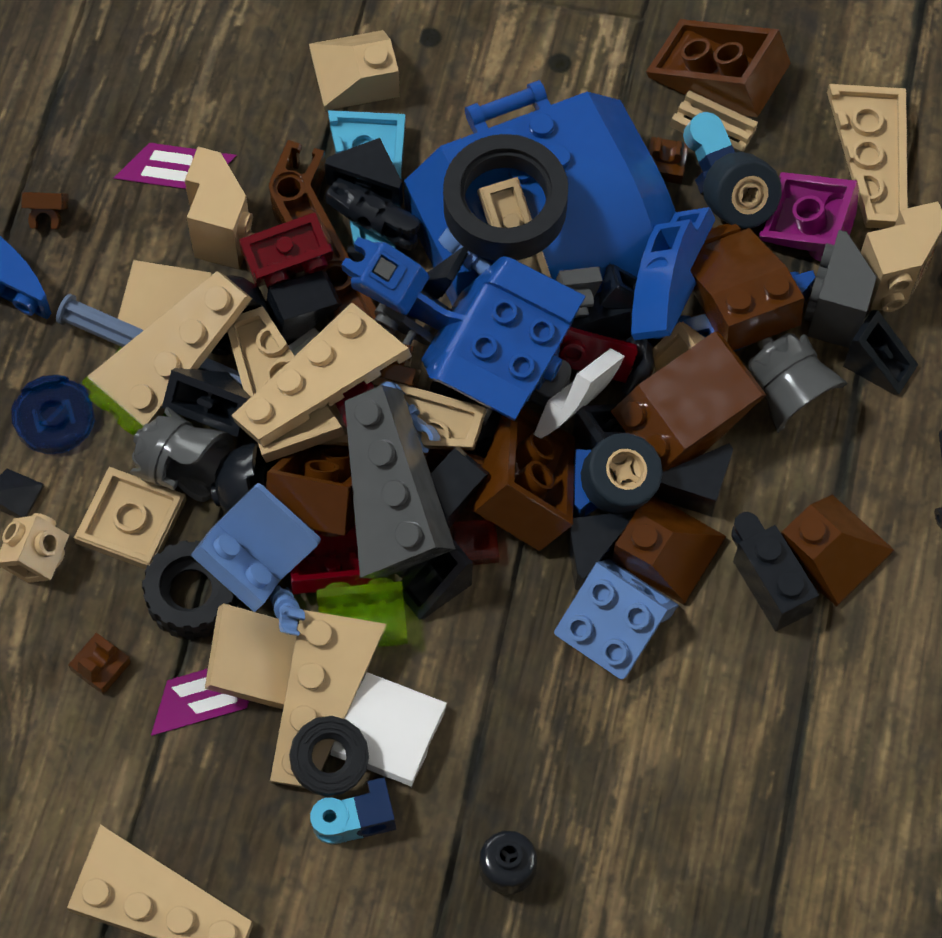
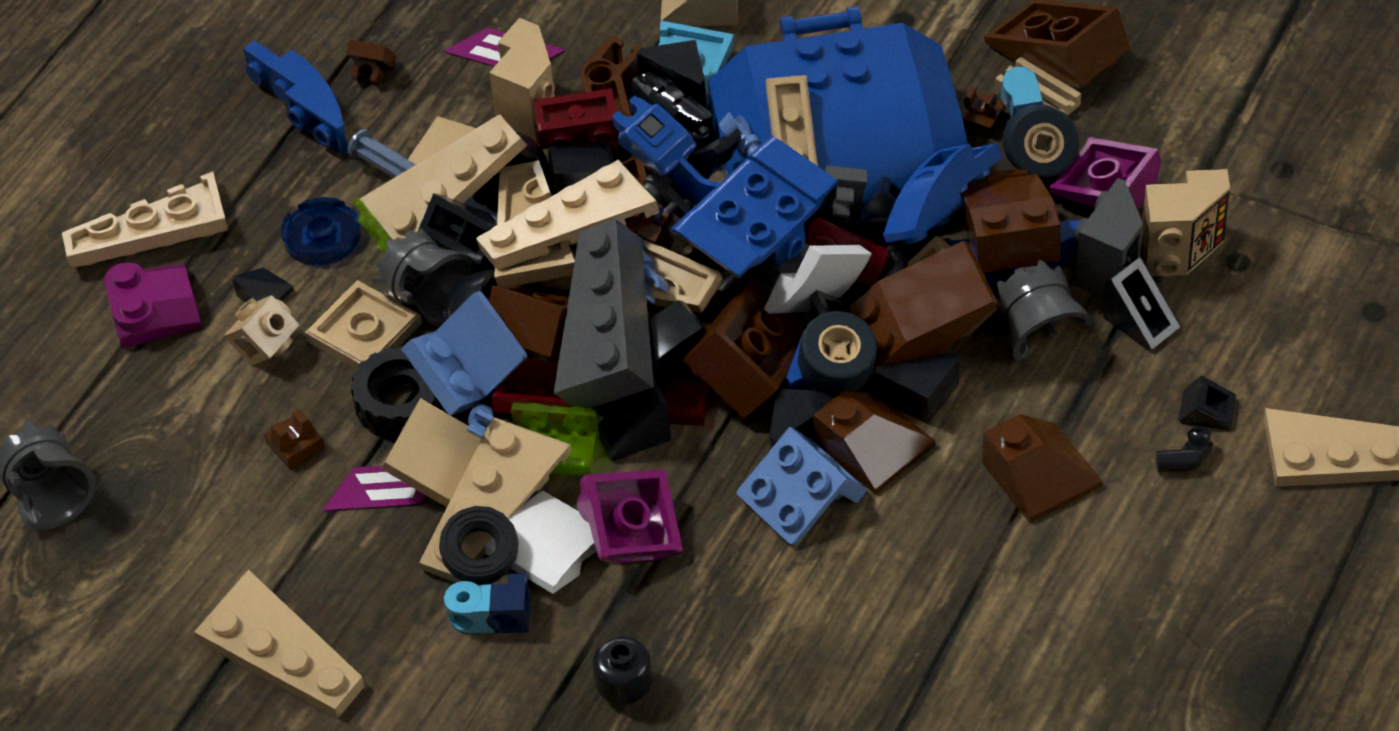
camera: 20 degrees right, 15 degrees down
(466, 689) = (630, 516): none -> magenta slope
(514, 153) = (782, 53): black tyre -> none
(772, 572) = (968, 475): black brick -> none
(875, 147) = (1194, 123): tan wing -> none

